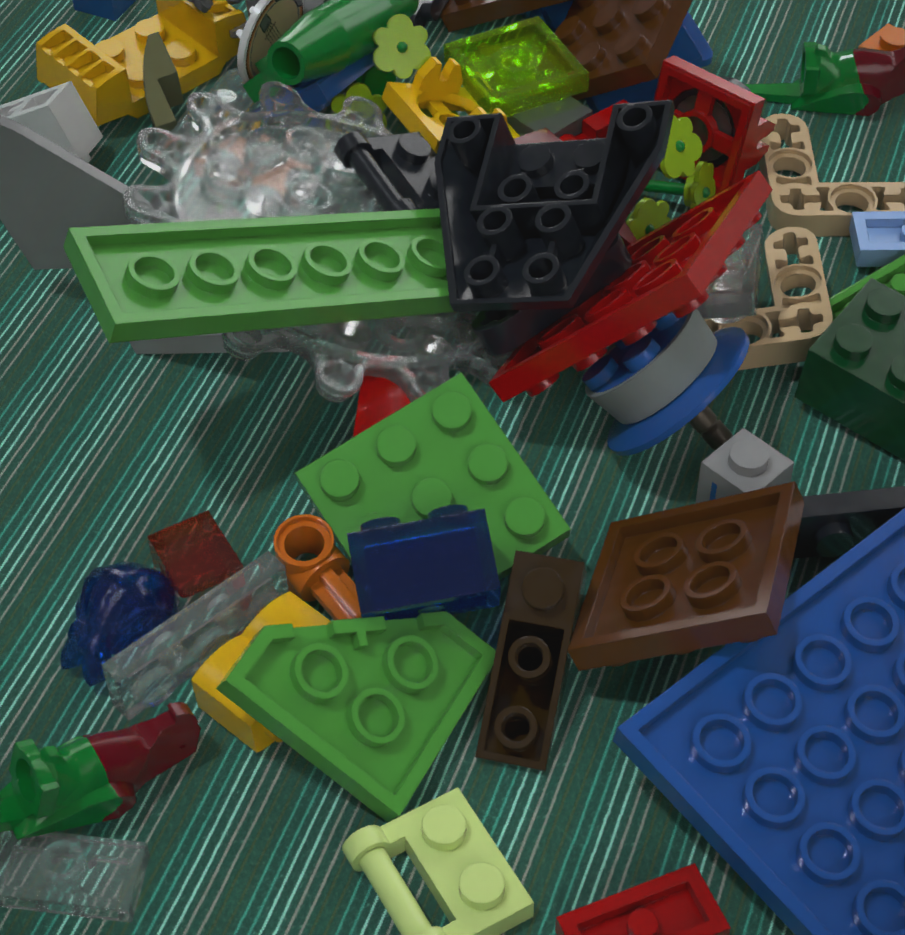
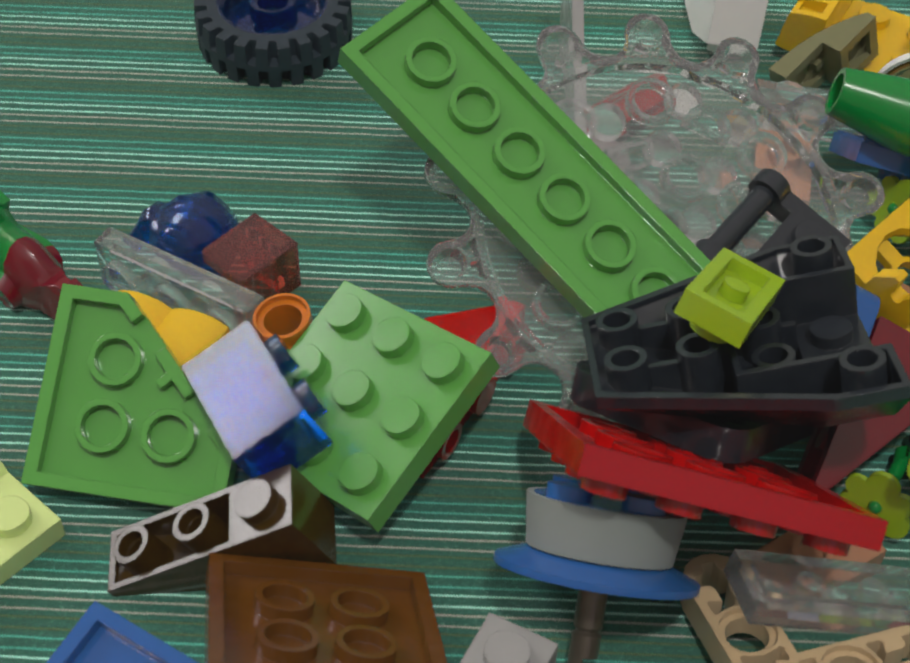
camera: 70 degrees right, 0 degrees up
(519, 180) = (728, 298): none -> lime plate

